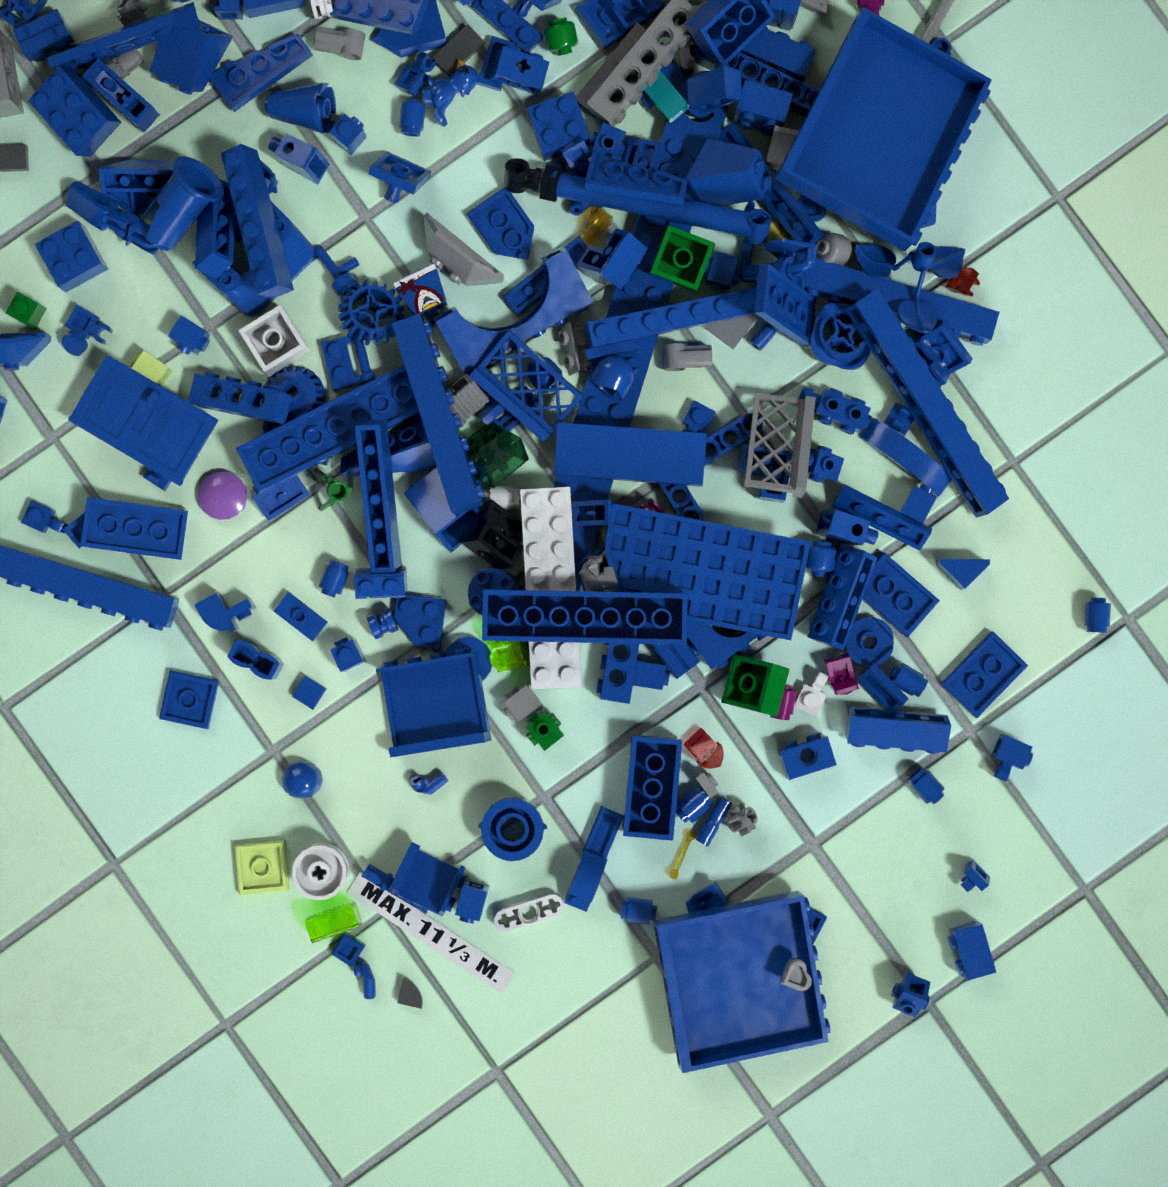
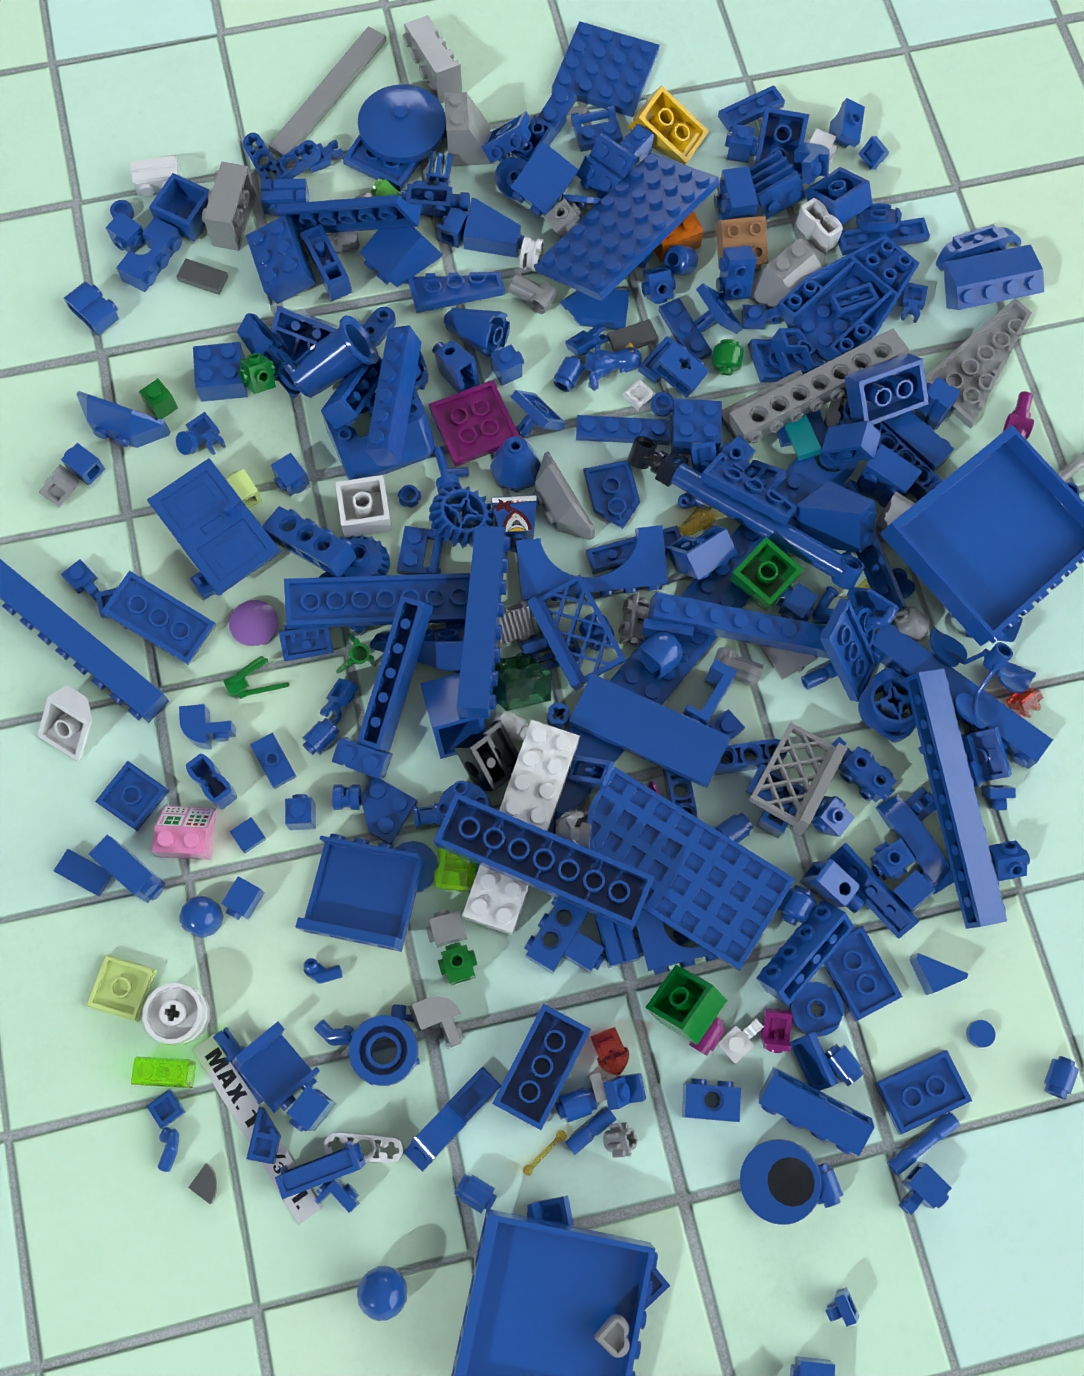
camera: 20 degrees right, 15 degrees down
(99, 658) = (66, 722): none -> white slope
(111, 247) = (257, 373): none -> green brick
(179, 784) = (83, 872): none -> blue tile
(202, 141) = (380, 325): none -> blue plate
(220, 767) = (127, 869): none -> blue brick
(234, 556) = (237, 682): none -> green plant
(252, 712) = (184, 832): none -> bright pink slope
(309, 304) = (408, 490): none -> blue plate
(331, 751) = (242, 899): none -> blue brick
(333, 533) = (338, 697): none -> blue plate
(342, 208) = (473, 422): none -> magenta plate
(400, 237) = (515, 464): none -> blue cone
(443, 939) = (264, 1139): none -> blue tile
(460, 610) = (426, 815): none -> blue bush
(463, 833) = (332, 1036): none -> blue arm
(488, 155) = (621, 429): none -> blue plate
(489, 111) = (638, 395): none -> white tile
(502, 945) = (320, 1170): none -> blue container
(511, 791) = (399, 1012): none -> blue hand
(515, 112) = (662, 404): none -> blue tile
(529, 956) = (344, 1194): none -> blue bracket
(543, 479) = (558, 709): none -> blue bush
(543, 777) = (438, 1011): none -> light grey brick
(594, 1018) = (382, 1293): none -> blue piece
(679, 376) = (719, 677): none -> blue panel
(729, 777) = (624, 1090): none -> blue bracket
(740, 512) = (736, 827): none -> blue brick
(888, 798) = (780, 1181): none -> blue piece
(896, 477) = (891, 859): none -> blue brick
(966, 382) = (998, 795): none -> blue tile
(990, 731) = (936, 1133): none -> blue piece
(994, 441) = (1009, 860): none -> blue brick
(1017, 605) = (980, 1033): none -> blue tile

